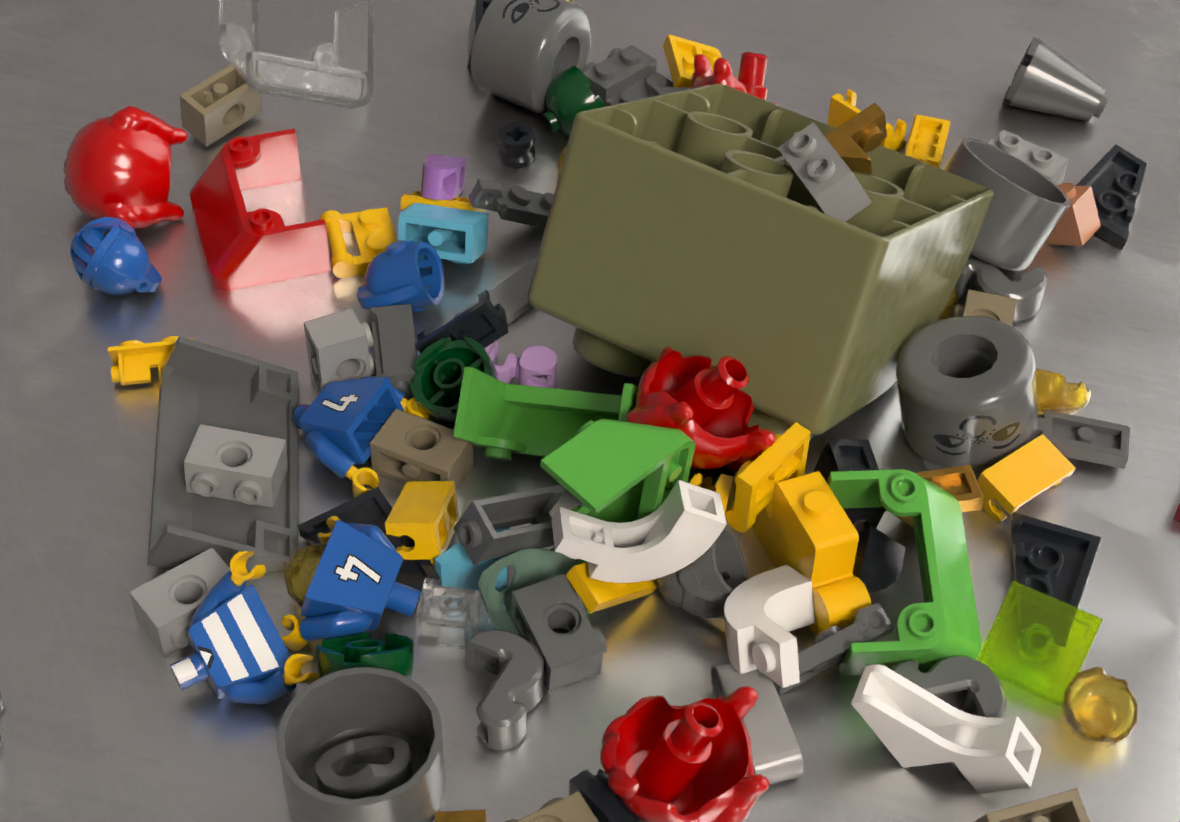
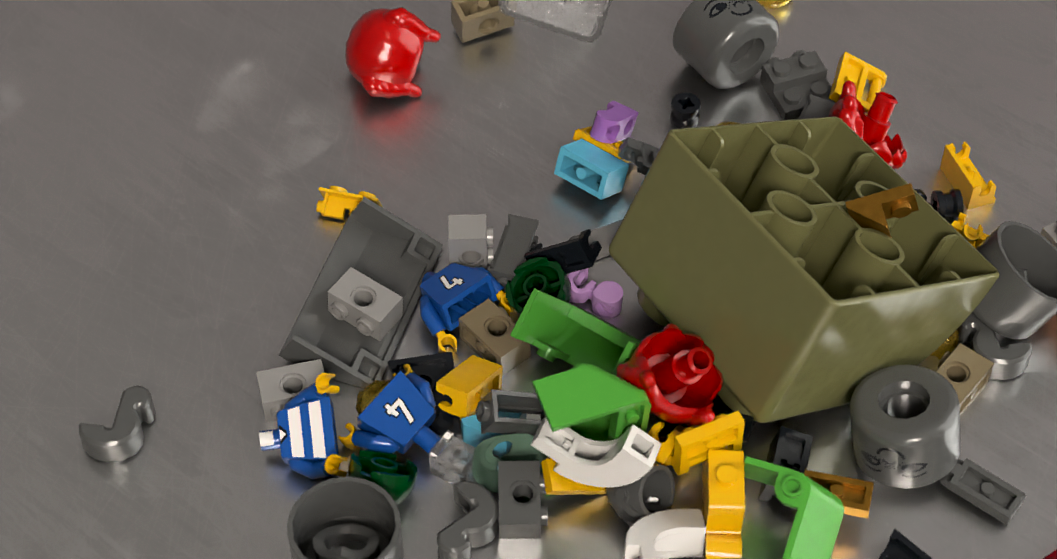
camera: 25 degrees right, 5 degrees up
(119, 261) = (354, 120): blue helmet -> none
(254, 246) = (450, 137): red windscreen -> none
(372, 235) = (542, 158): yellow plate -> none
(396, 279) = (536, 199): blue helmet -> none
(566, 97) = (741, 93): dark green cylinder -> none
(824, 174) = (838, 231): light grey brick -> none
(877, 559) = (767, 528): black brick -> none
(927, 139) = (1008, 205): yellow plate -> none
(1022, 476) = (916, 504): yellow hinge -> none
(1058, 395) = (981, 449): clear yellow hair -> none

